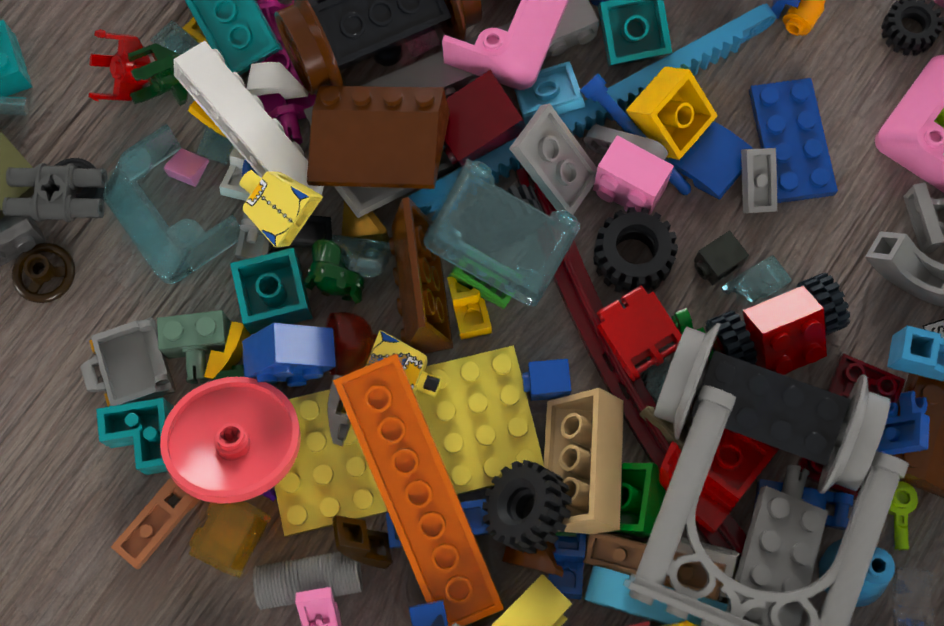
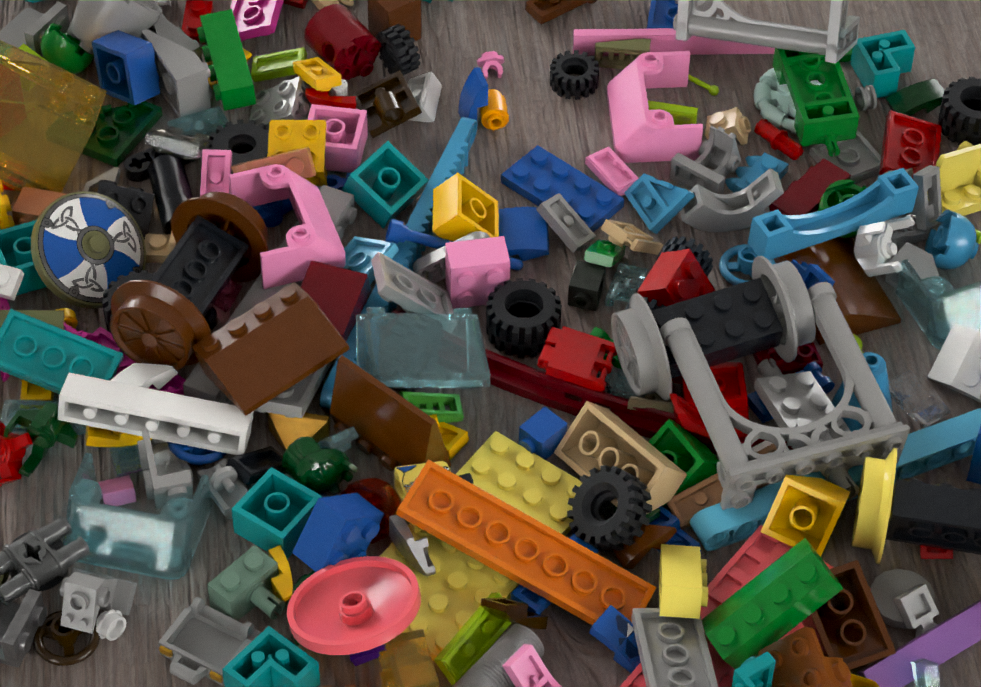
camera: 45 degrees left, 25 degrees down
(65, 253) = (88, 592): none -> light grey tile
(77, 288) = (110, 624): none -> white plate
(204, 181) = (162, 487): none -> light grey bracket
(278, 205) = (237, 436): light yellow torso -> none
(313, 532) = (470, 643): none -> lime tile
(763, 238) = (604, 253): none -> green plate
(802, 240) = (628, 234): none -> tan plate
(853, 155) = (611, 170): none -> bright pink plate
(862, 217) = (657, 201): none -> dark azure wing
(866, 329) = (744, 263): none -> dark azure piece

